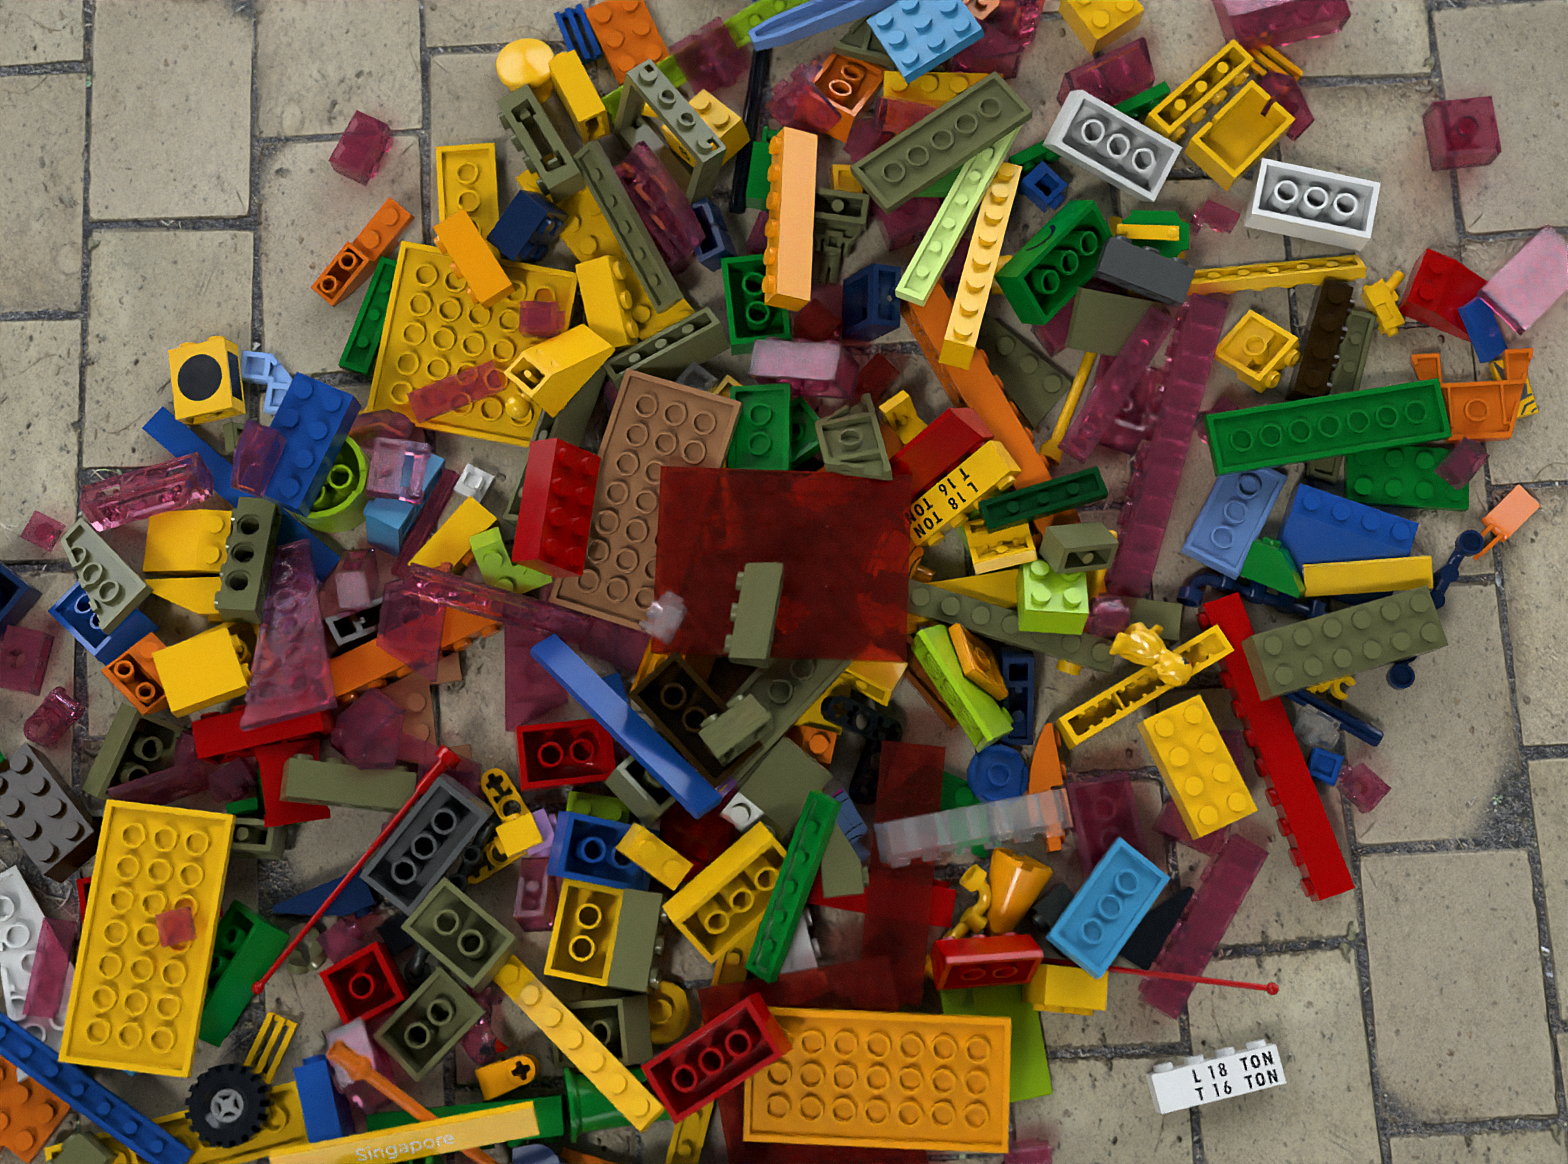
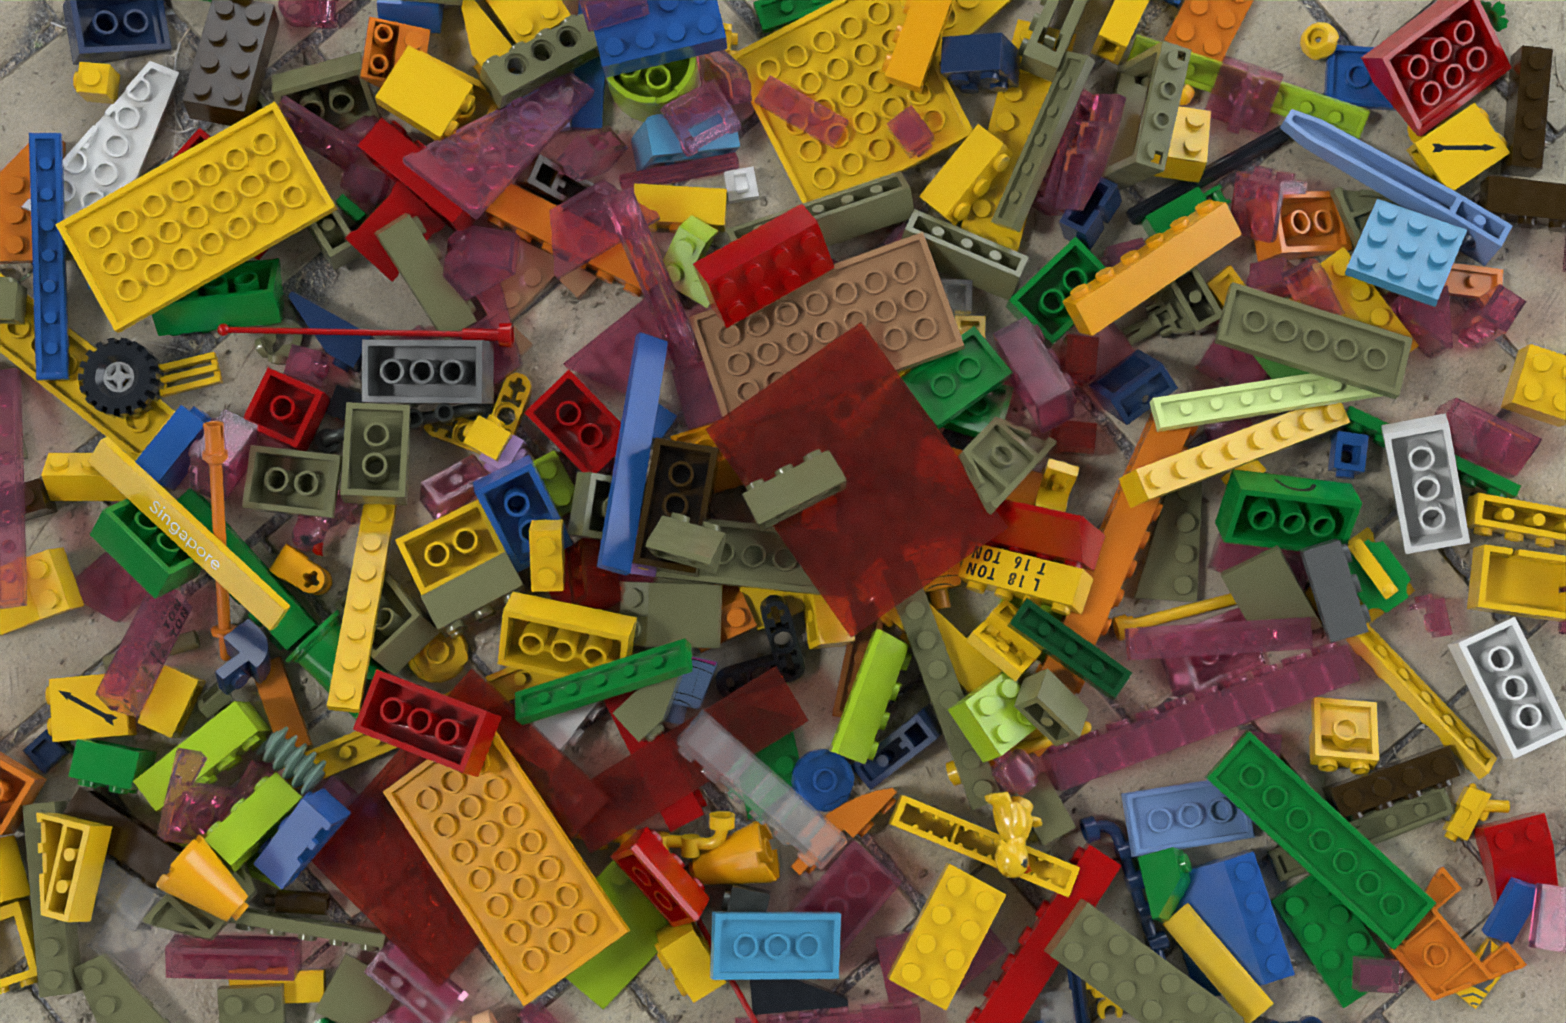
camera: 55 degrees right, 5 degrees up
(50, 968) = (121, 161): clear pink tile -> none
(176, 926) = (218, 232): tile -> none
(555, 370) = (877, 177): yellow slope -> none
(664, 617) = (738, 419): clear brick -> none
(978, 661) = (898, 695): light orange tile -> none

